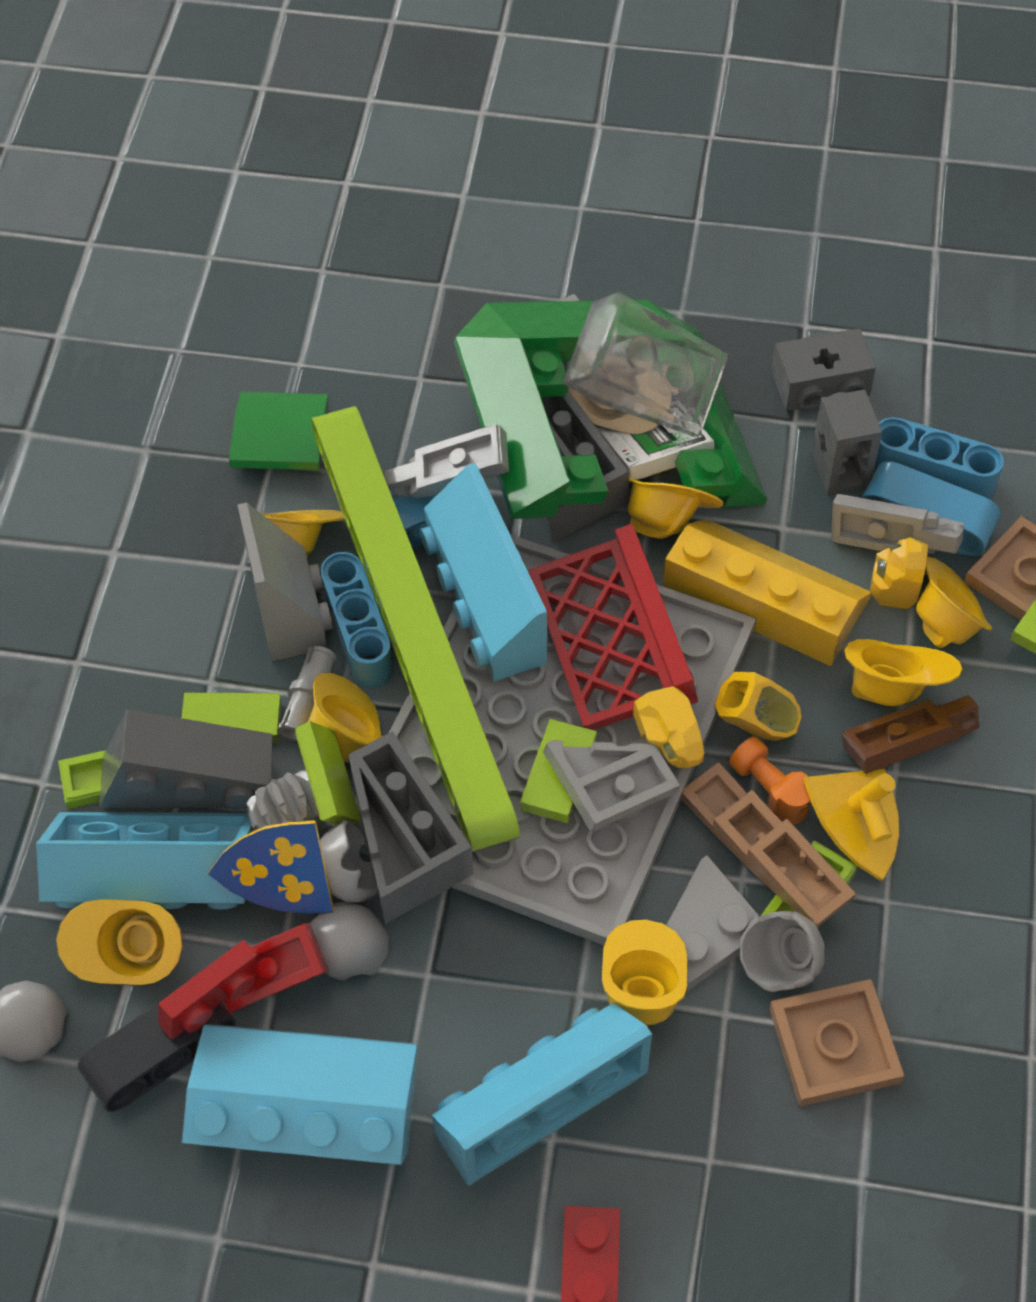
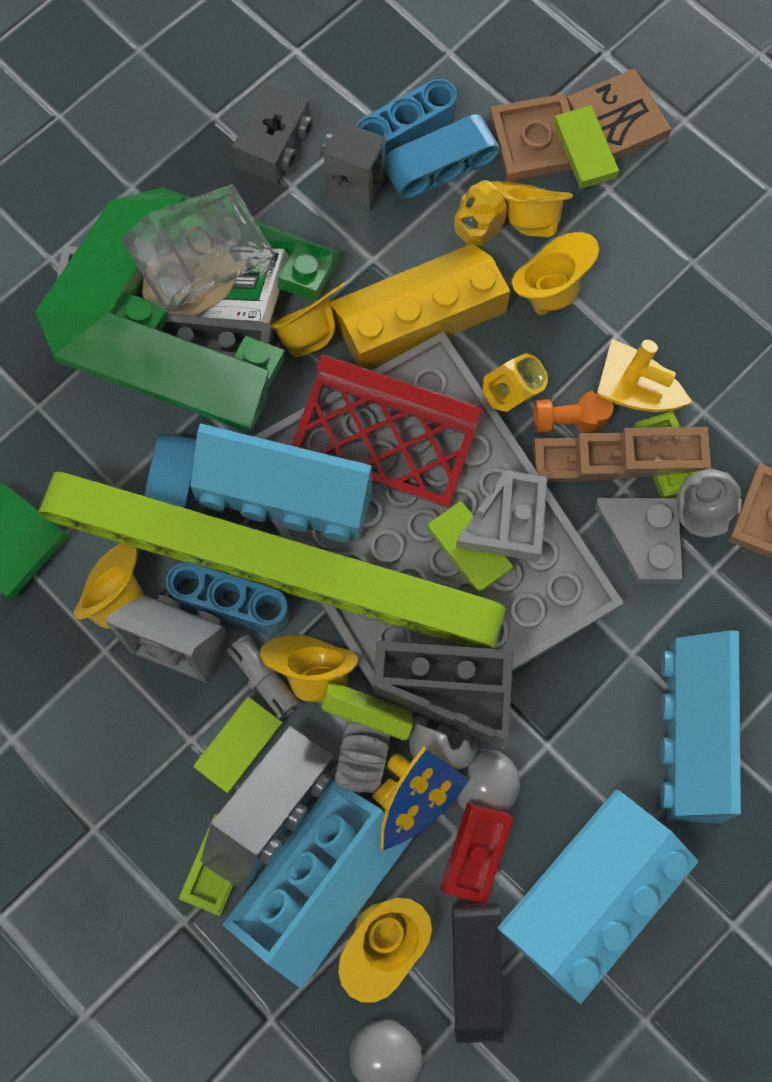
camera: 55 degrees left, 15 degrees up
(193, 1002) = (480, 890): red plate -> none
(441, 462) = (170, 439): light grey hinge -> none
(645, 970) = (663, 599): yellow piece -> none
(670, 724) = (499, 449): yellow rock -> none
(882, 524) = (442, 191): light grey hinge -> none
(909, 732) = (601, 304): reddish brown hinge -> none

